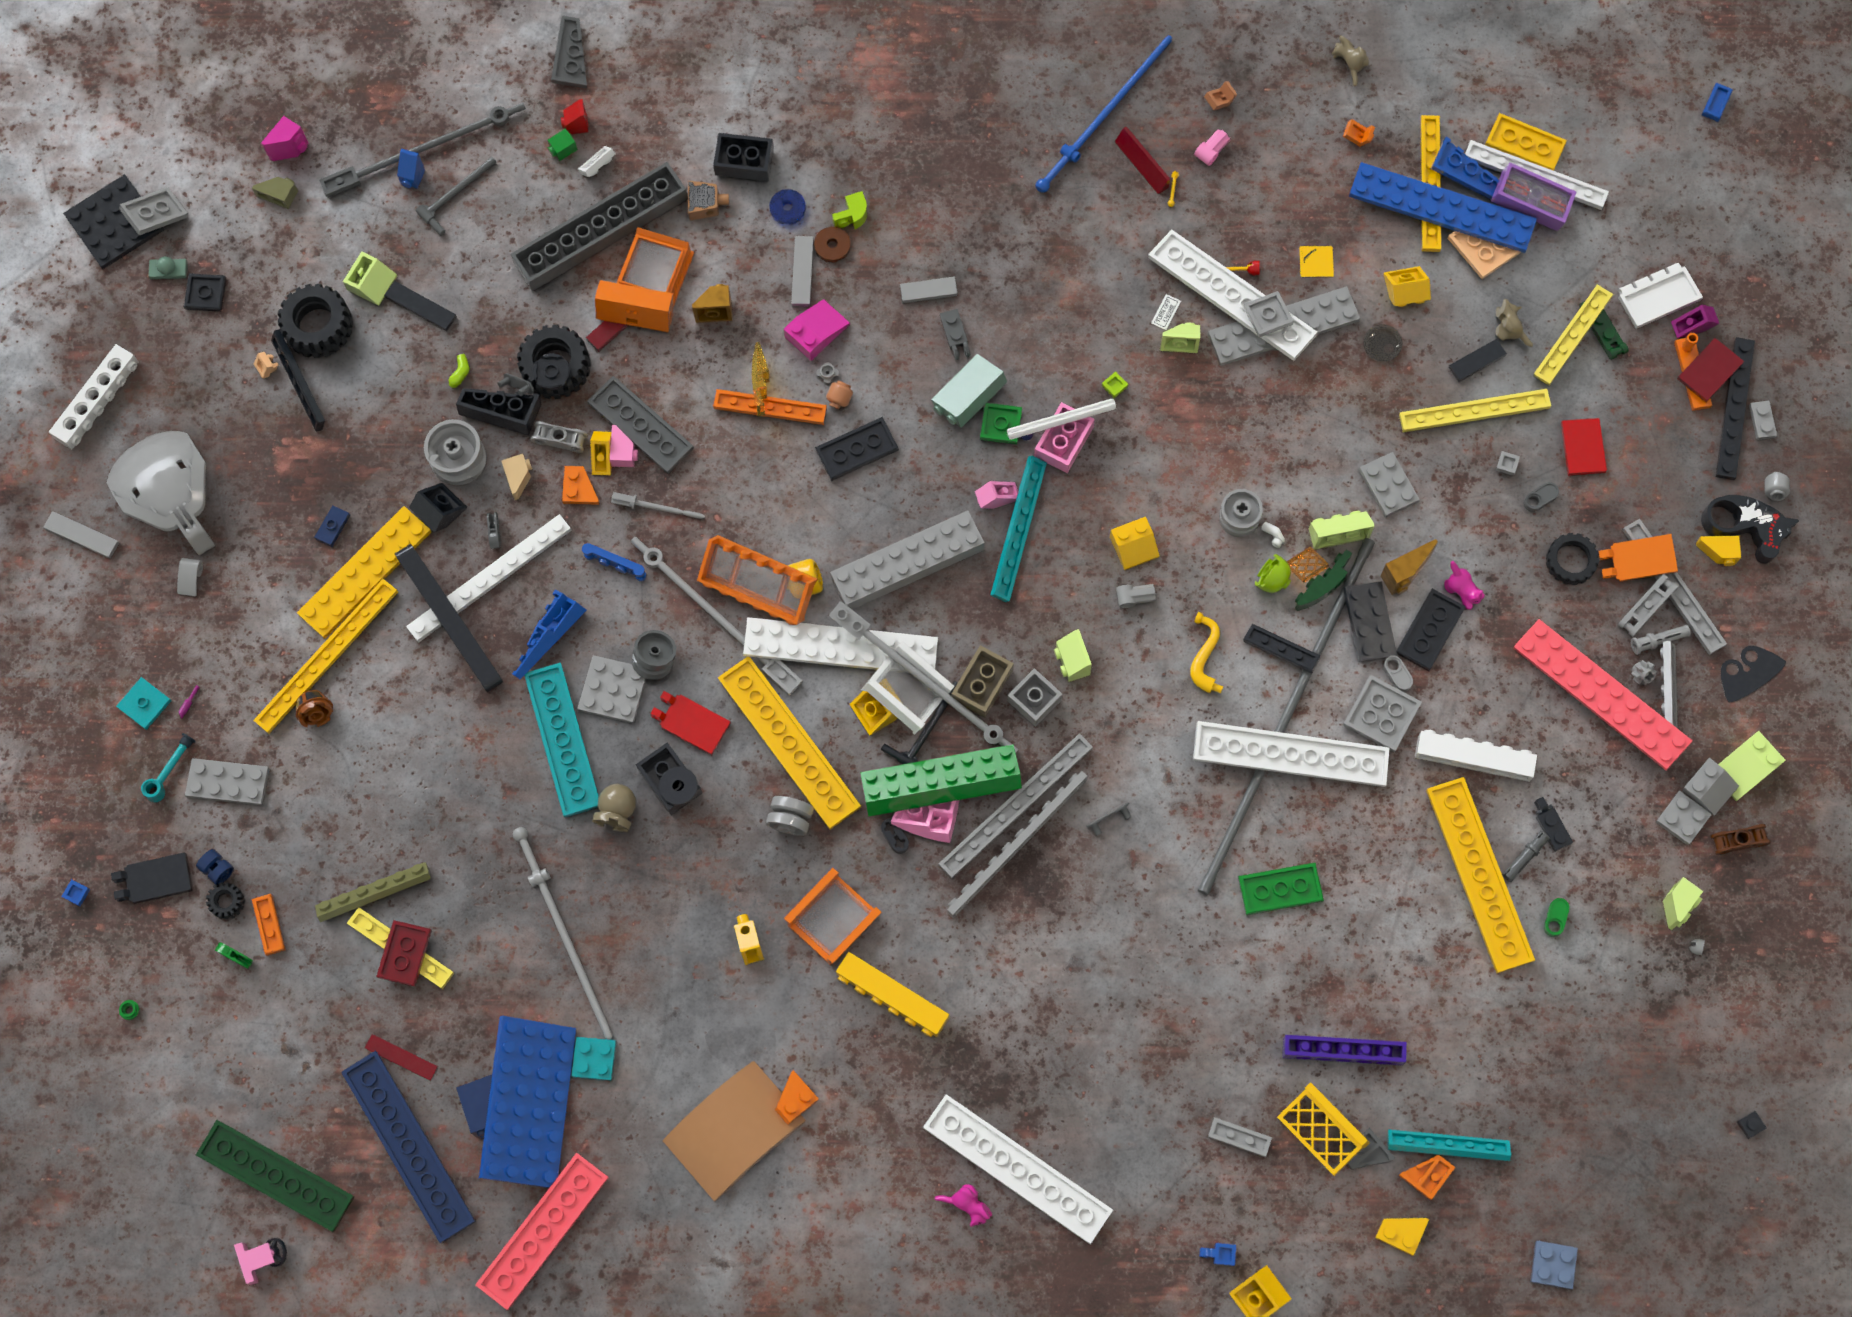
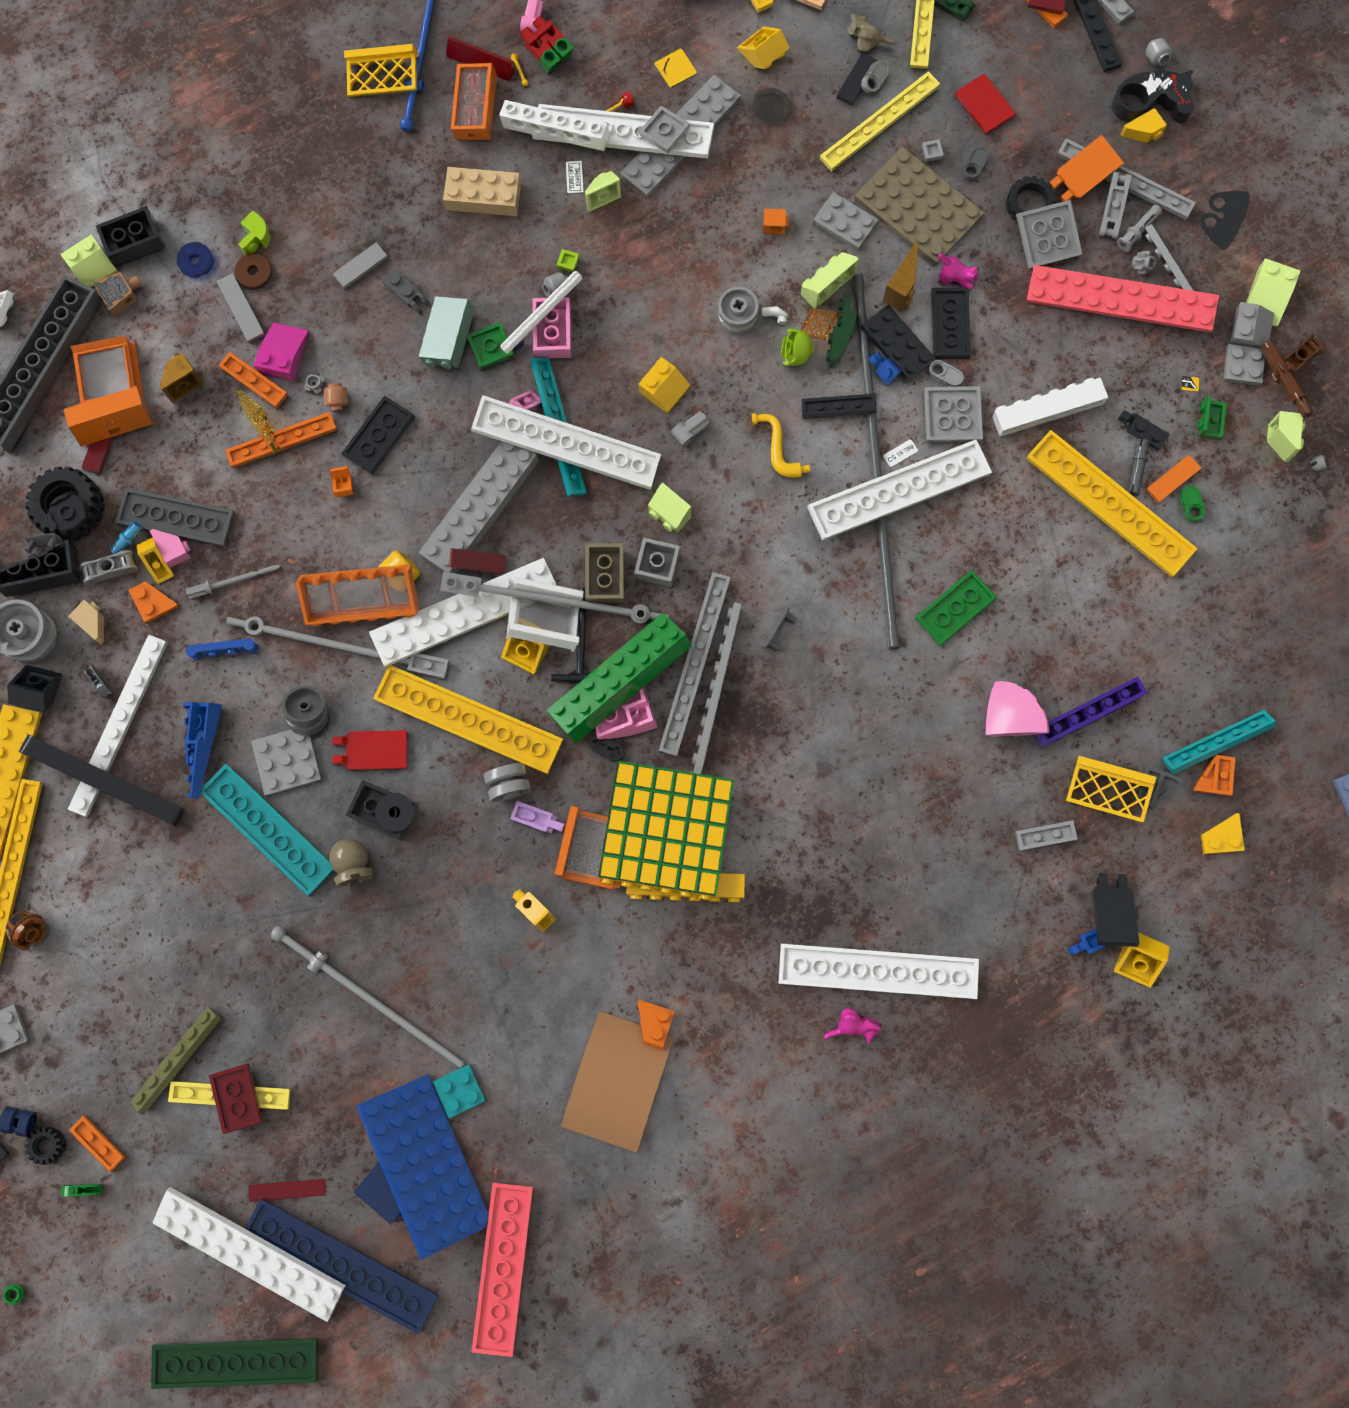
camera: 30 degrees left, 5 degrees up
(339, 1091) = (248, 1254): none -> white plate
(589, 419) = (126, 537): none -> dark azure pin
(695, 160) = (88, 261): none -> yellowish green slope
(776, 341) = (253, 380): none -> orange plate
(797, 861) = (536, 818): none -> lavender hinge
(801, 473) = (341, 481): none -> orange bracket
(877, 607) = (477, 560): none -> dark red tile
(902, 935) = (666, 830): none -> yellow panel
(1016, 547) = (565, 442): none -> white plate
(1052, 110) = (384, 55): none -> yellow fence
(1074, 281) = (482, 191): none -> tan brick
(1089, 397) = (552, 282): none -> light grey head
(1114, 197) = (474, 101): none -> brick
(1172, 257) = (554, 125): none -> white brick
(1209, 179) = (546, 44): none -> red hips
(1258, 1240) = (1115, 913): none -> black tile
(1274, 1010) = (1014, 712): none -> bright pink brick
(1313, 722) = (900, 453): none -> white sticker
(1323, 450) = (775, 221): none -> orange brick
(1345, 638) = (886, 370): none -> blue plate
(1465, 506) = (918, 205): none -> dark tan plate
(1498, 365) = (877, 73): none -> light grey piece
(1552, 885) = (1173, 479): none -> orange tile
(1569, 598) = (1049, 234): none -> light grey plate
(1621, 851) = (1212, 419): none -> green bracket
(1622, 807) = (1190, 383): none -> sticker
(1710, 847) = (1284, 373): none -> reddish brown piece

